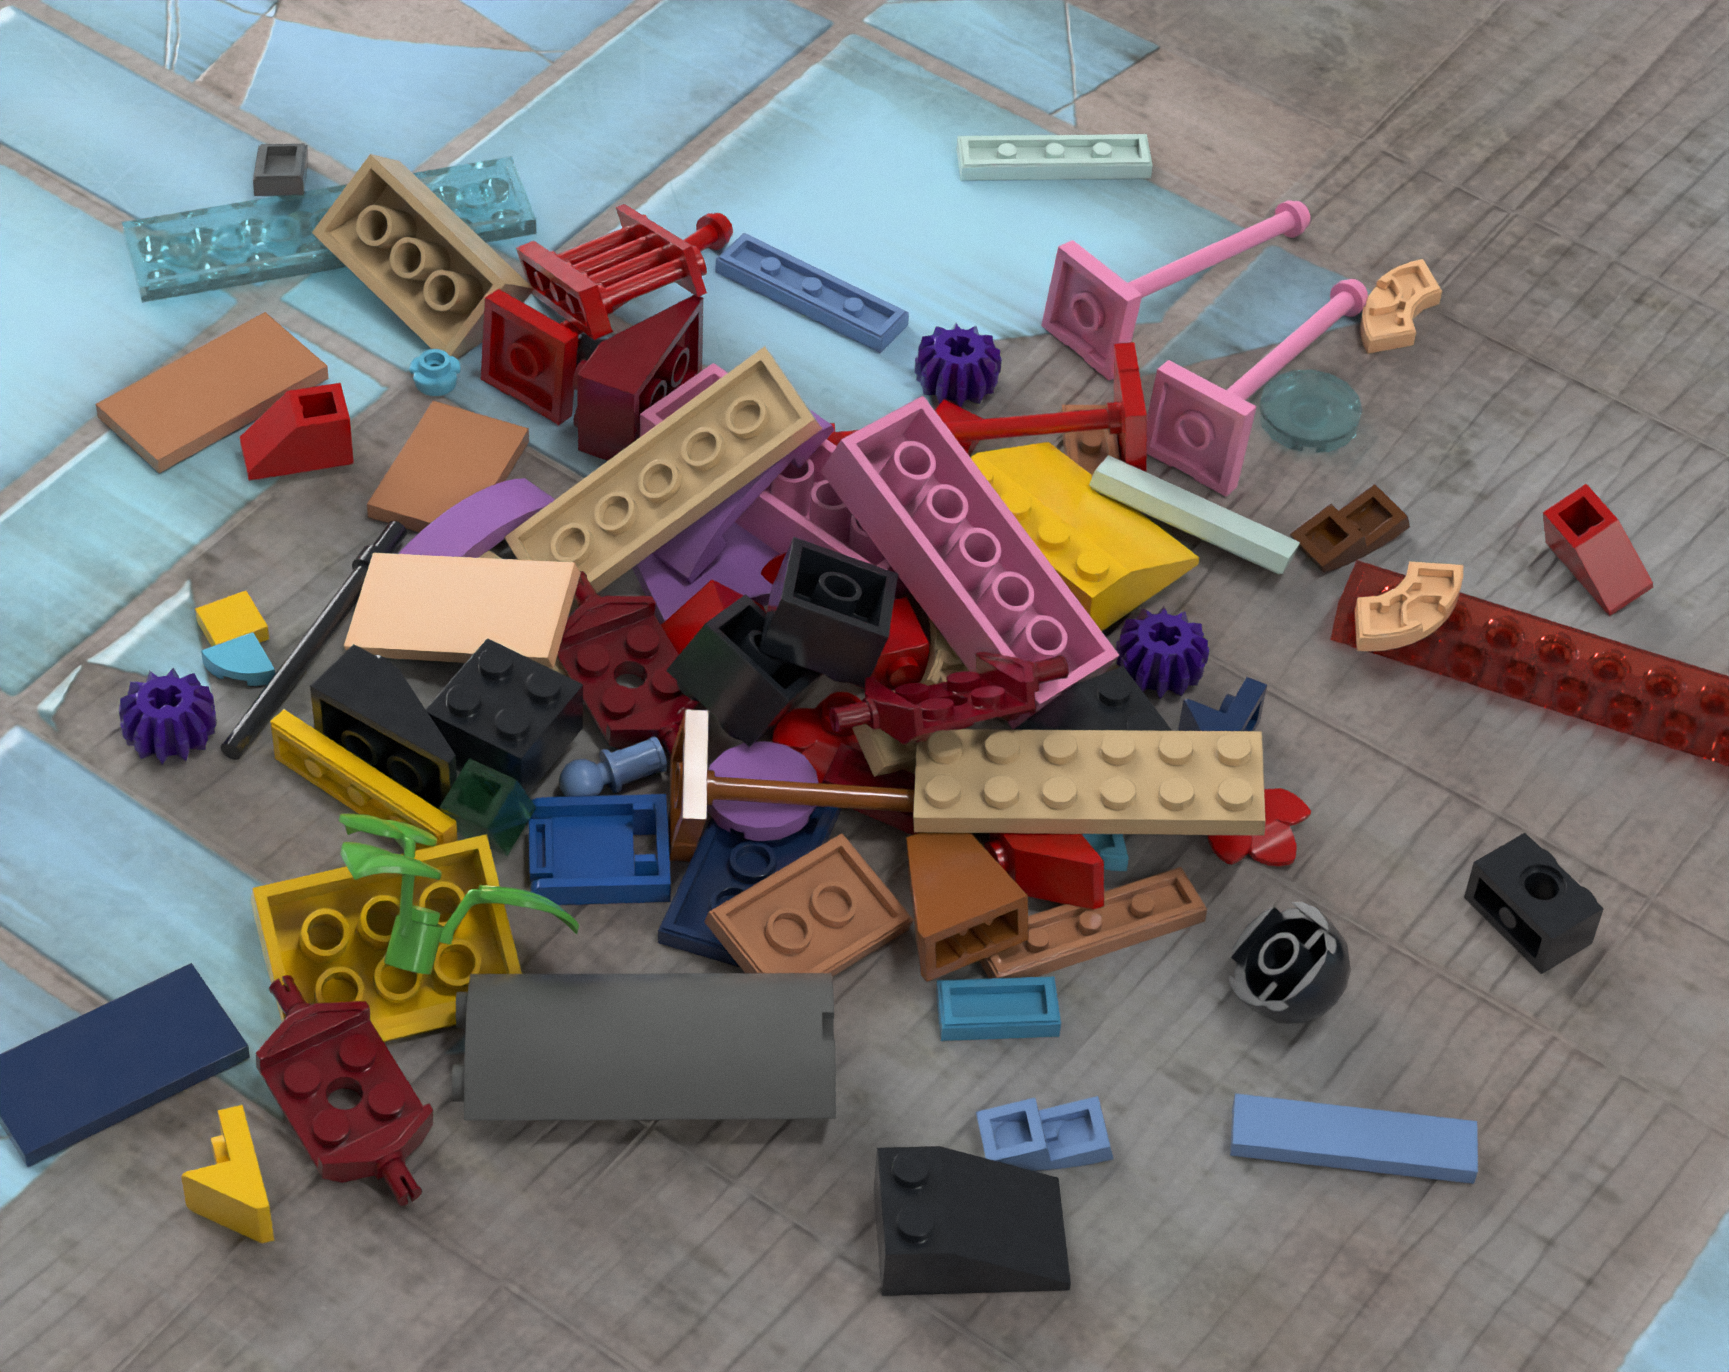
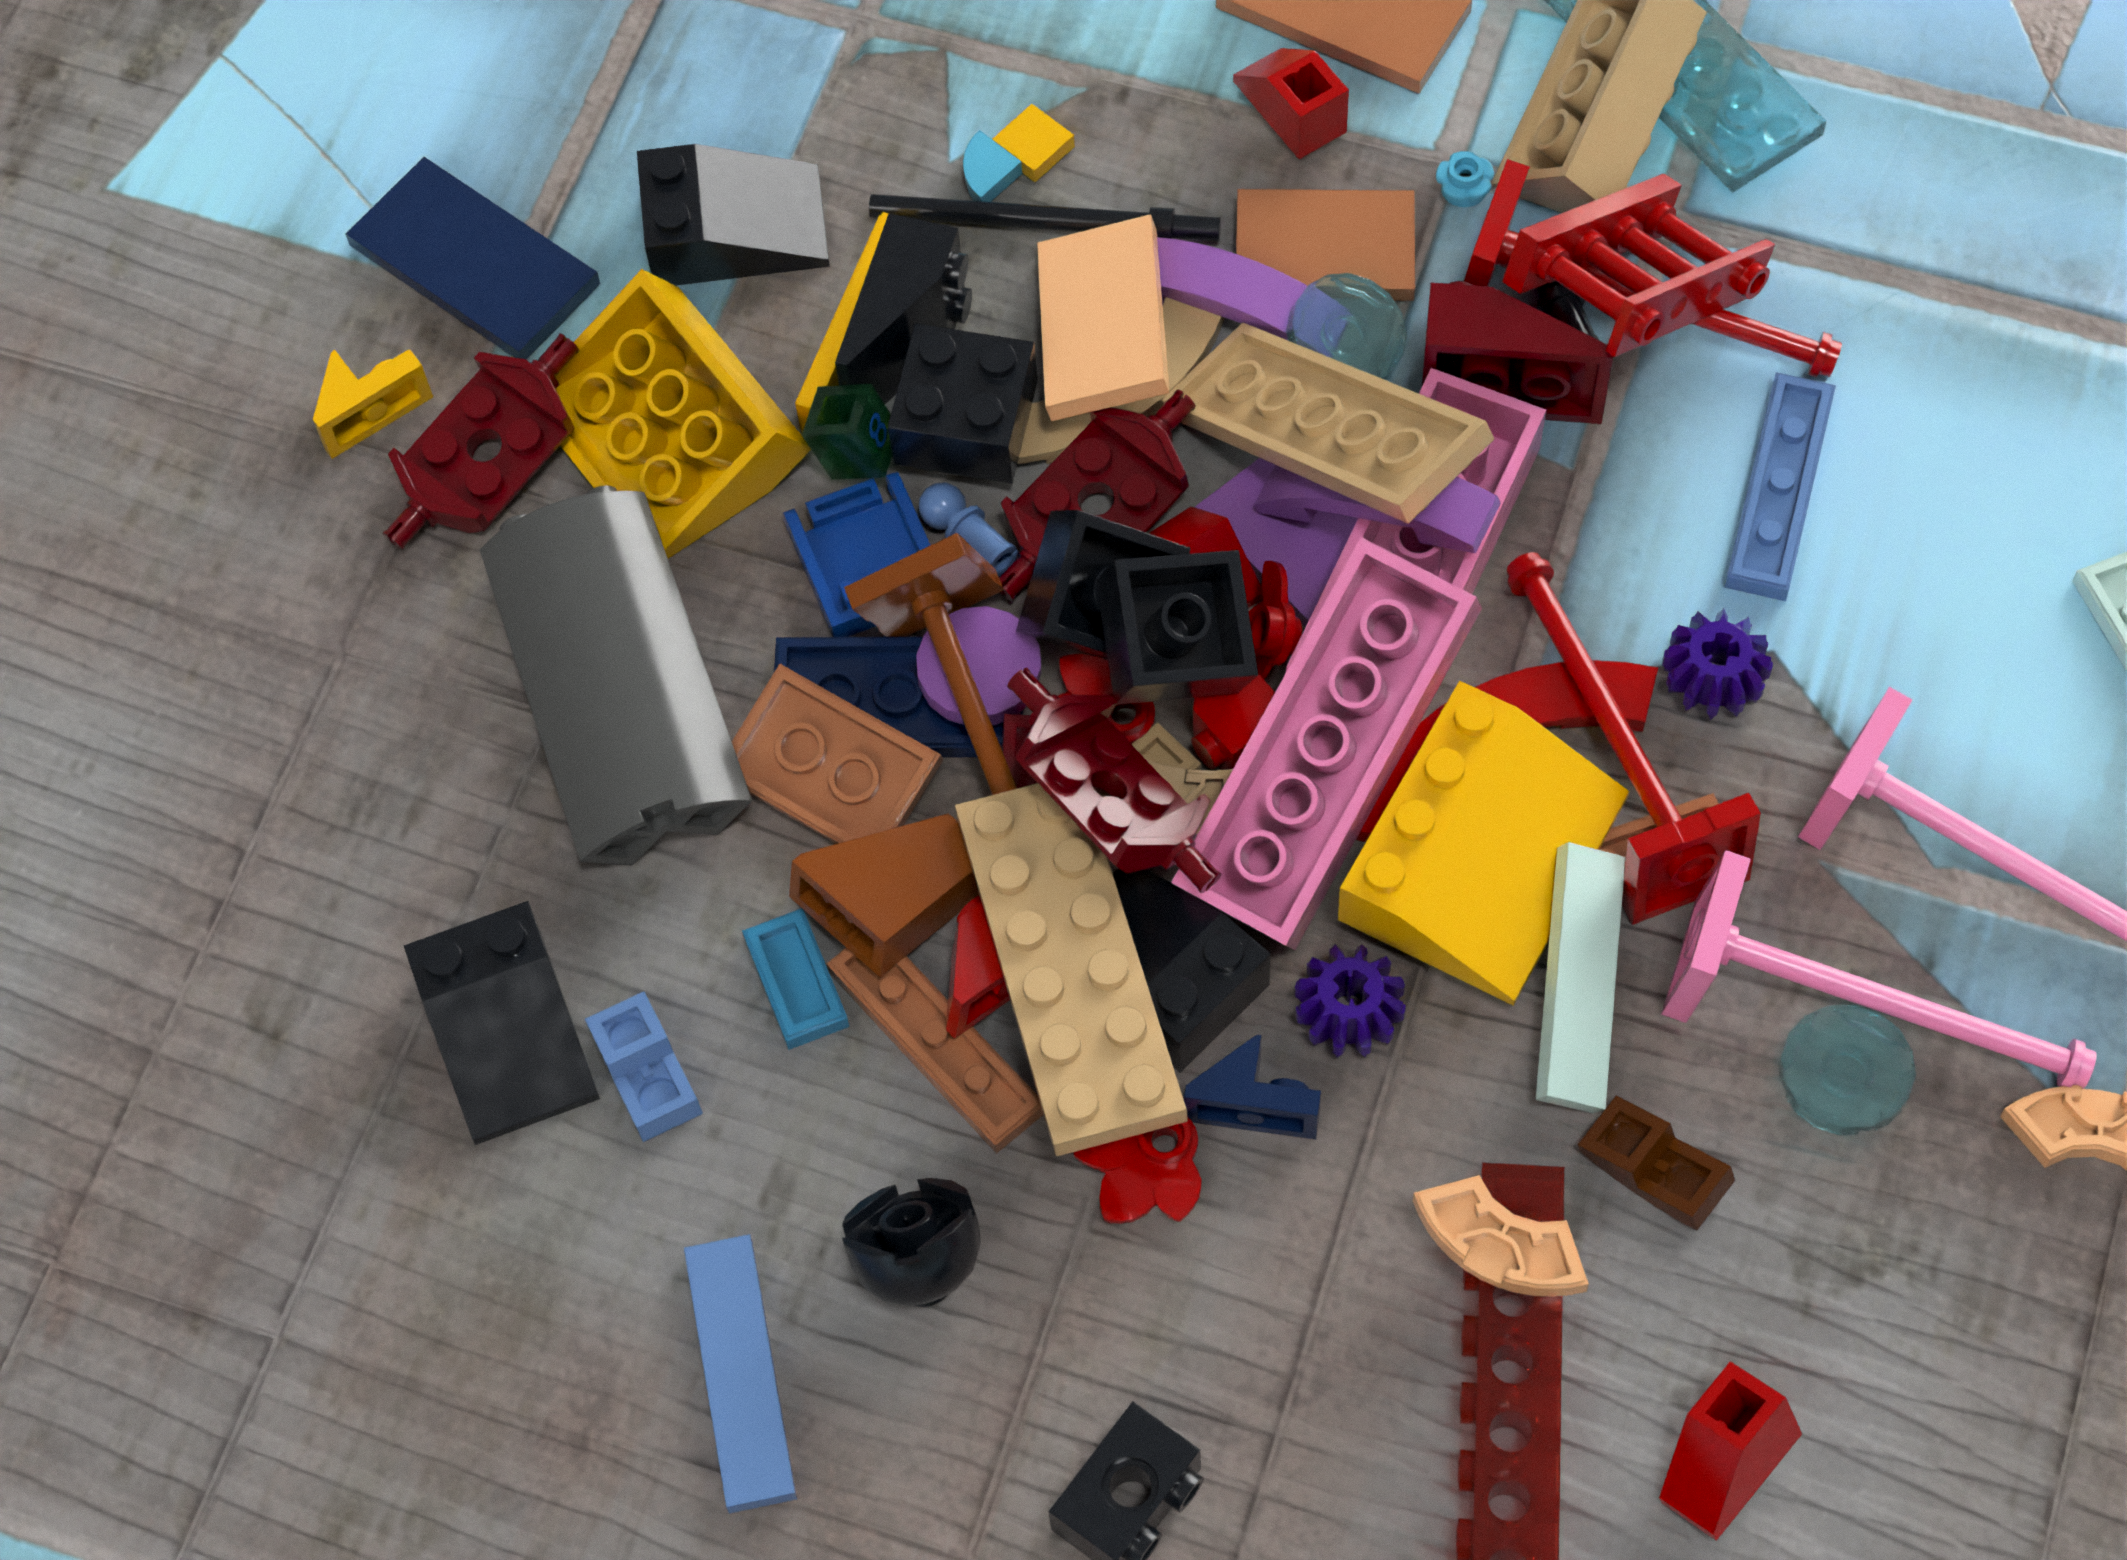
camera: 80 degrees right, 15 degrees up
(167, 715) = (880, 135): dark purple gear -> none
(183, 856) = (729, 214): none -> slope
(416, 928) = (617, 344): bright green plant -> none
(542, 470) = (1350, 323): none -> clear light blue tile

